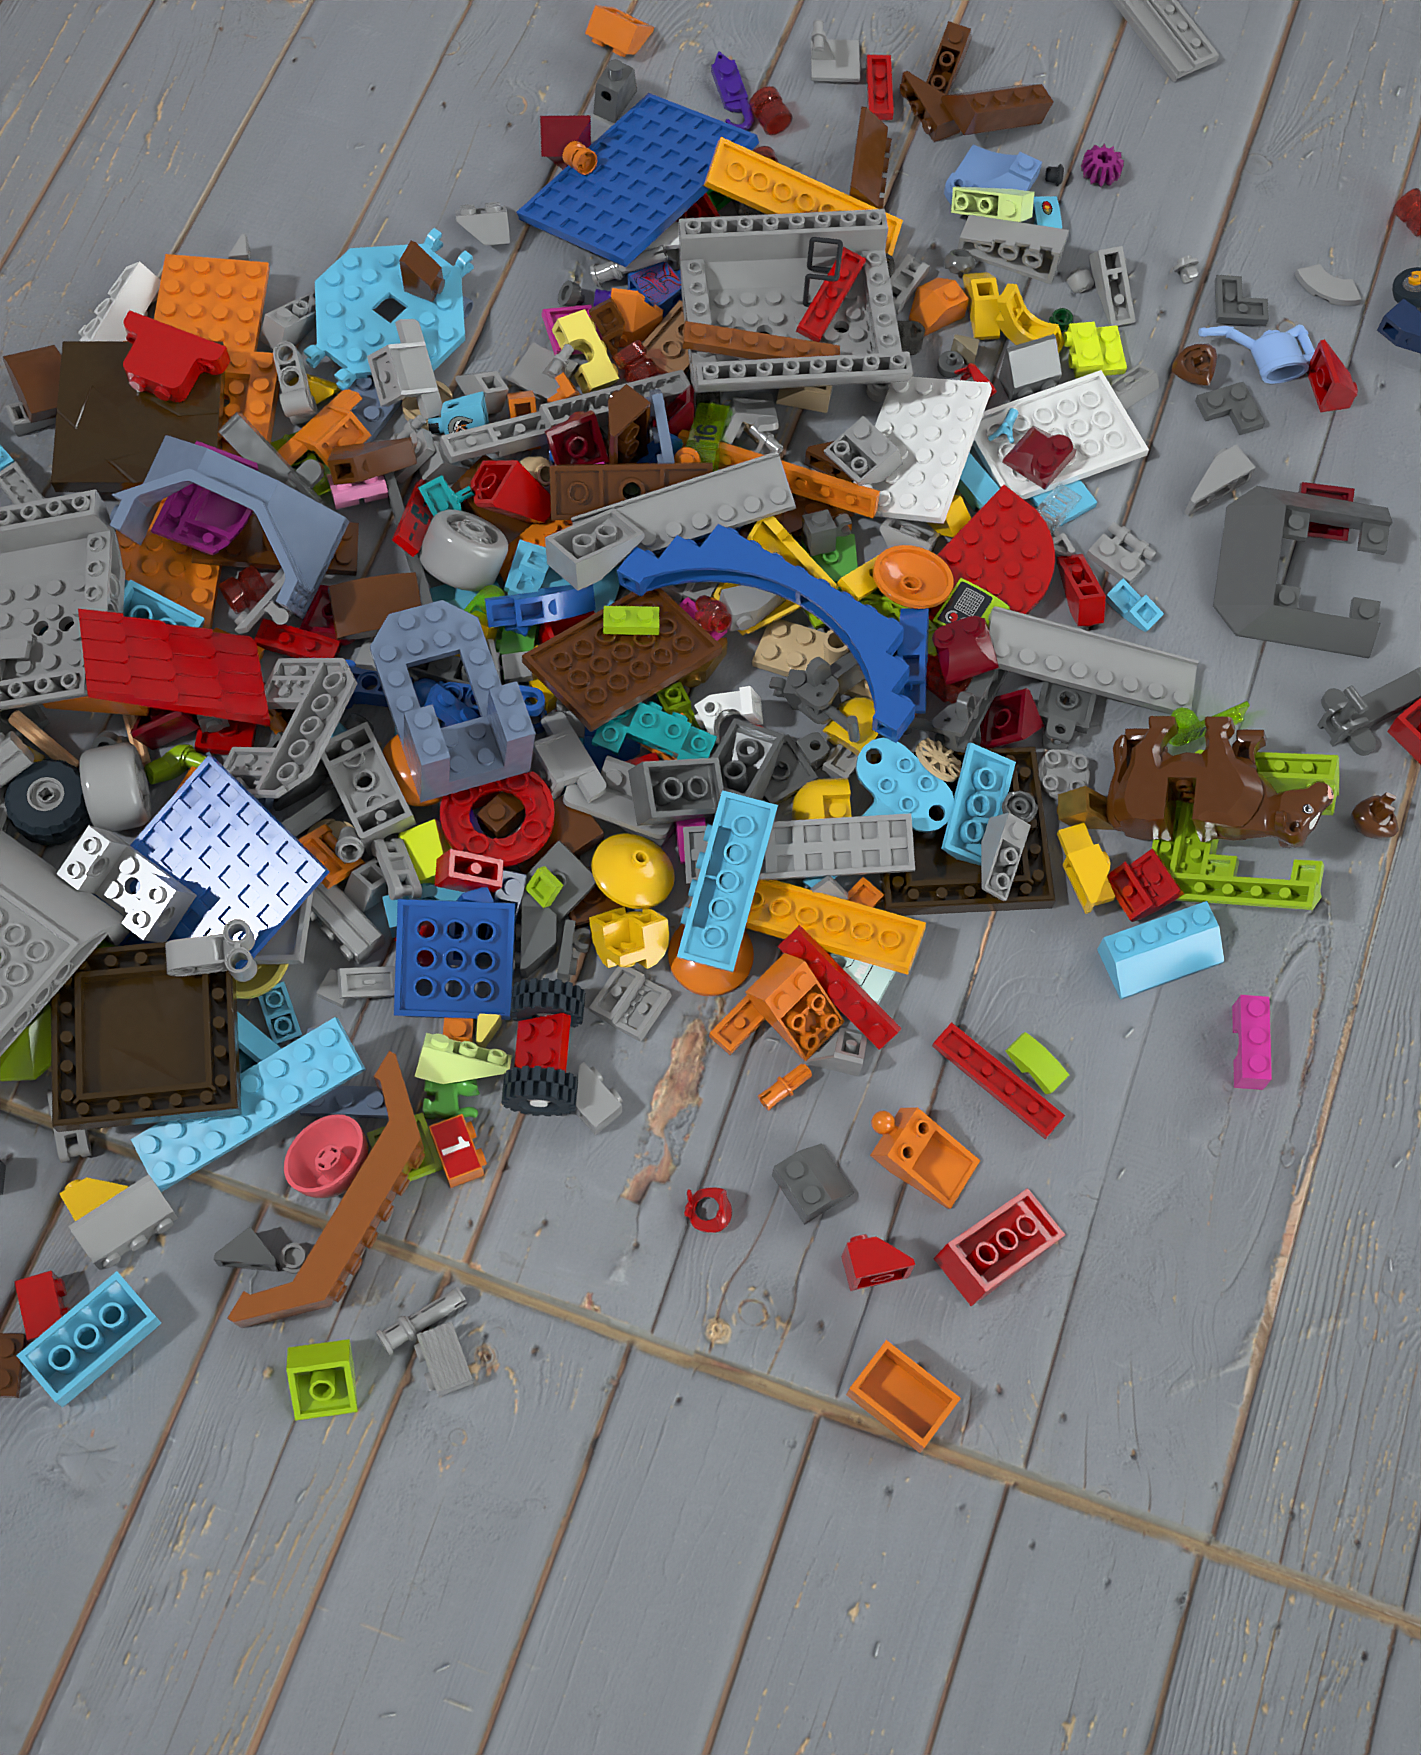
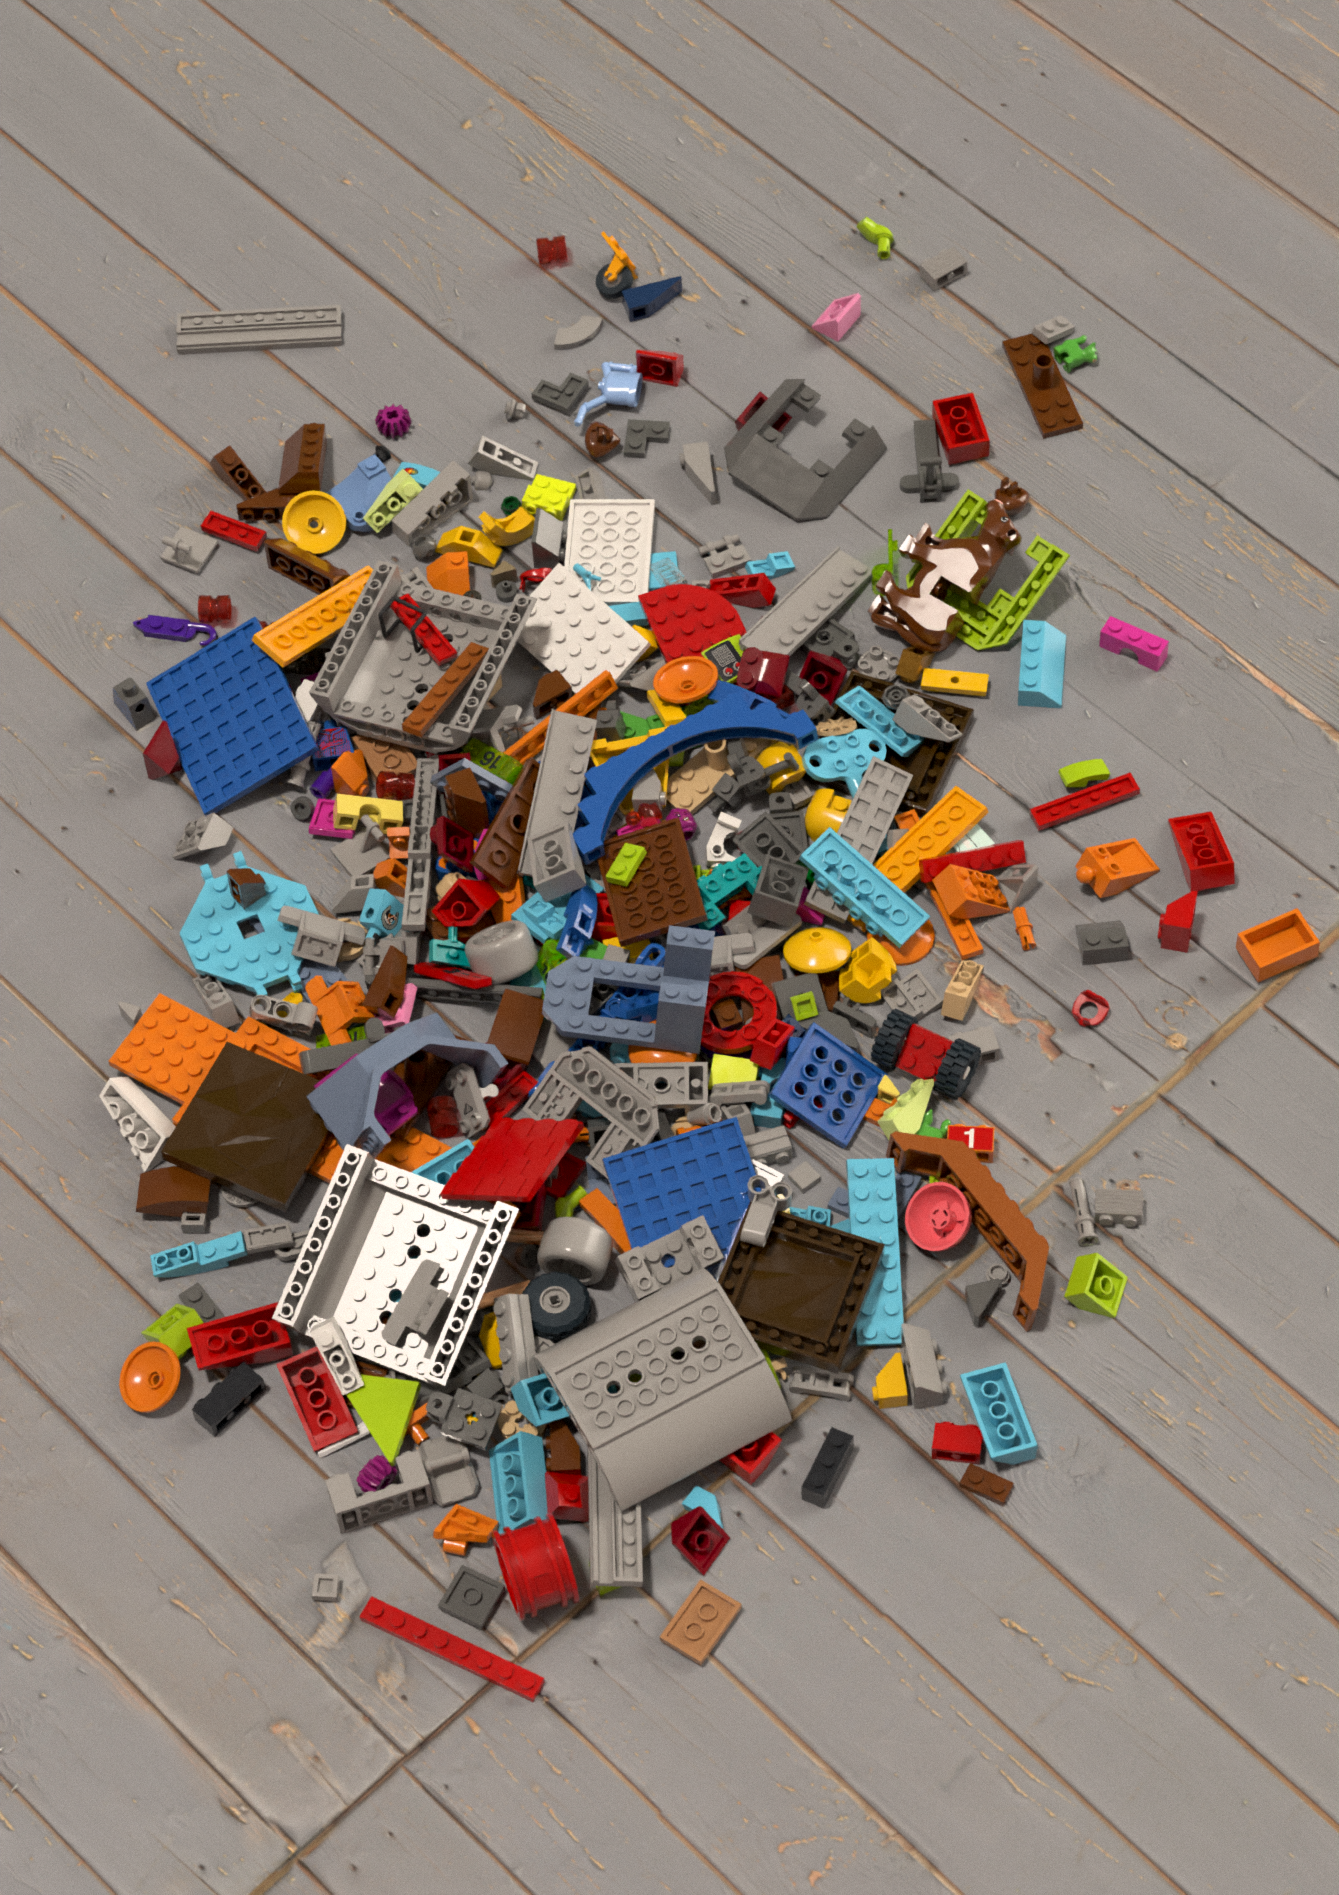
camera: 55 degrees left, 10 degrees down
(168, 358) = (225, 1080): red brick -> none
(366, 982) = (813, 1151): light grey plate -> none
(579, 157) = (188, 747): orange wheel -> none
(609, 322) = (354, 784): reddish brown slope -> none
(617, 30) = (73, 679): orange slope -> none
(664, 1051) = (961, 989): none -> tan slope
(687, 454) = (509, 775): orange plate -> none
(736, 660) = (687, 821): none -> magenta head
(865, 453) = (567, 665): light grey slope -> none
(919, 135) = (315, 507): none -> yellow dish
(1040, 456) = (623, 565): dark red slope -> none
(1087, 874) = (969, 680): yellow slope -> none
(1143, 886) = (989, 653): red slope -> none

